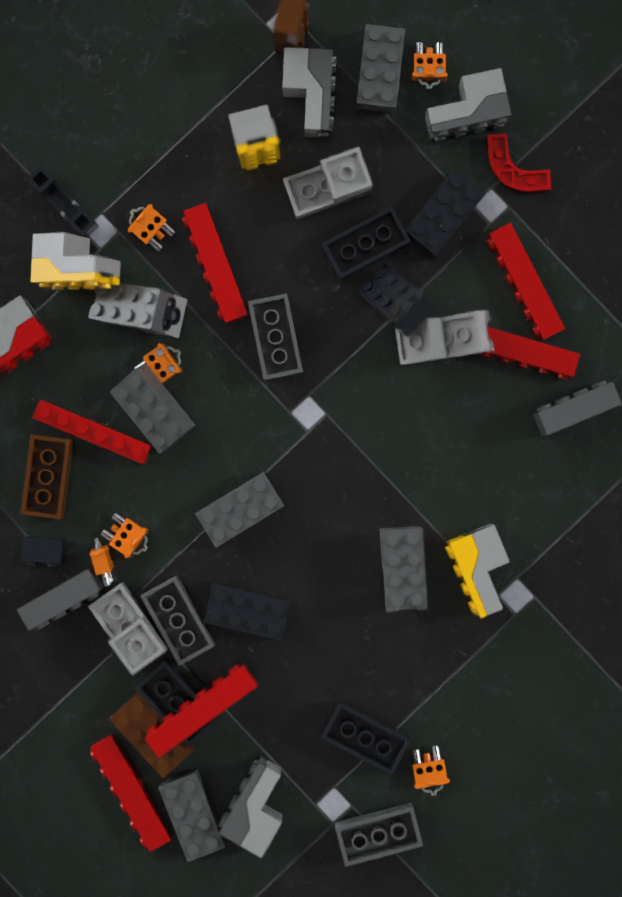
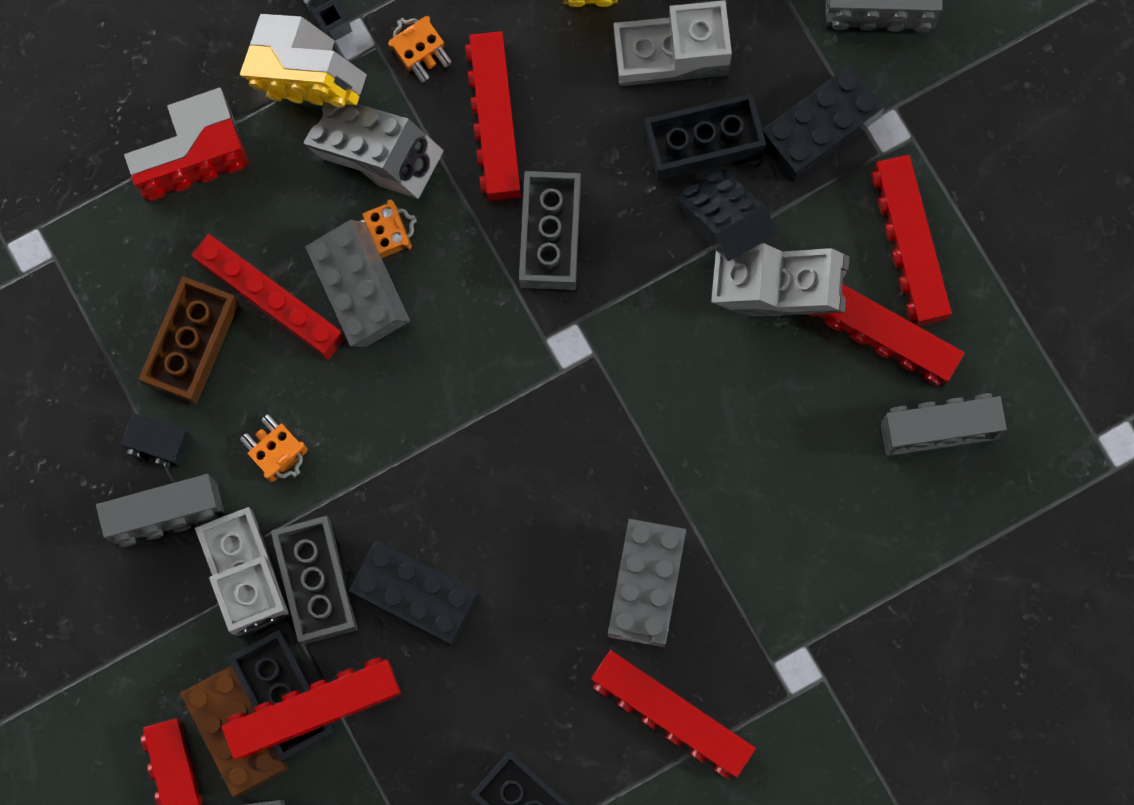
camera: 15 degrees right, 10 degrees down
(102, 562) = (231, 474): orange piece -> none
(239, 509) = (440, 450): dark grey brick -> none
(441, 648) = (672, 714): none -> red brick
(473, 558) = (752, 593): piece -> none
(510, 174) = (924, 94): red plate -> none

